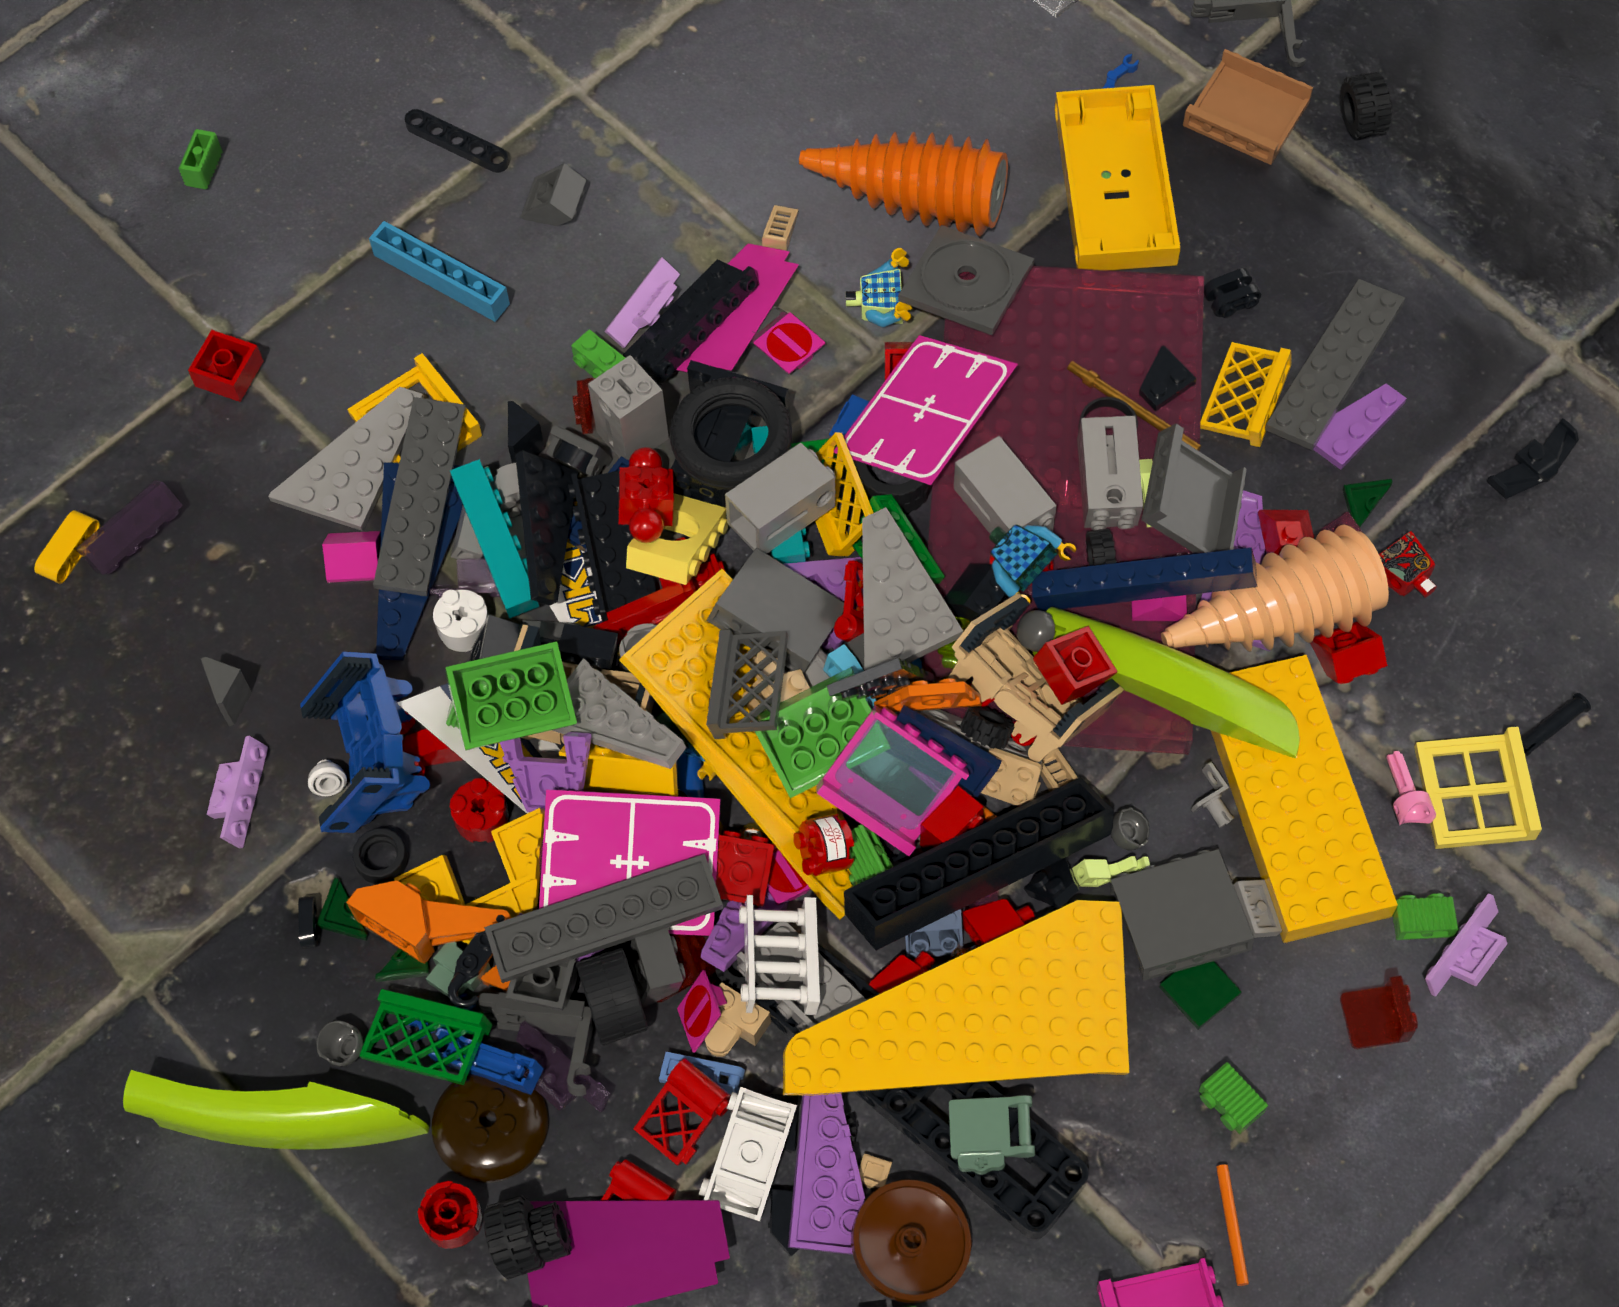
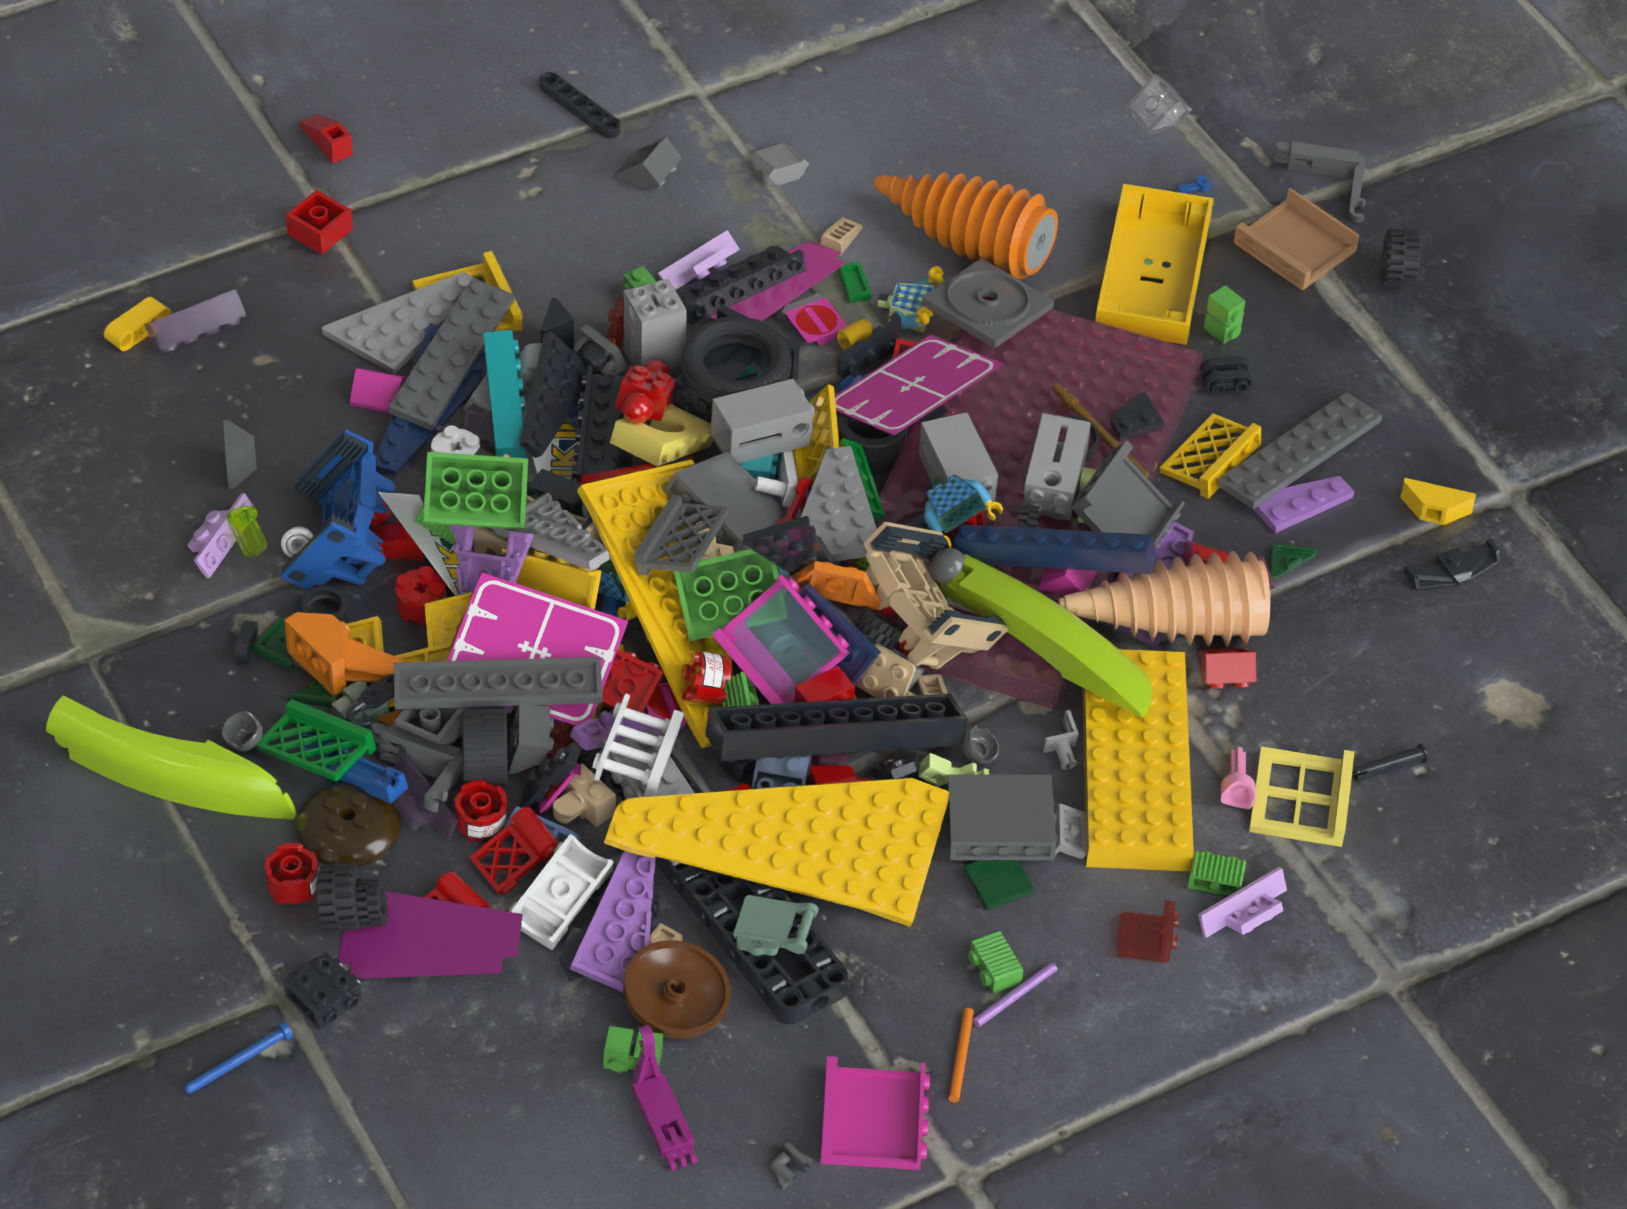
camera: 10 degrees right, 15 degrees down
(200, 159) = (351, 65): bright green brick -> none
(202, 253) = (328, 136): none -> red slope
(266, 781) = (247, 530): none -> clear neon green piece
(439, 271) = (529, 195): dark azure brick -> none
(638, 1056) = (480, 810): none -> red brick
(688, 157) = (779, 164): none -> light grey slope
(688, 1009) = (550, 772): none -> black wing
(813, 282) = (854, 282): none -> green tile
(830, 567) = (786, 480): none -> white piece
(836, 350) = (853, 333): none -> yellow piece
(865, 356) = (870, 351): none -> black wing
(1074, 664) = (969, 590): red slope -> none
(1209, 222) = (1224, 314): none -> bright green piece
(1263, 1130) = (1015, 994): none -> medium lavender bar
(1408, 566) = (1301, 614): torso -> none
(1493, 389) = (1436, 502): none -> yellow slope

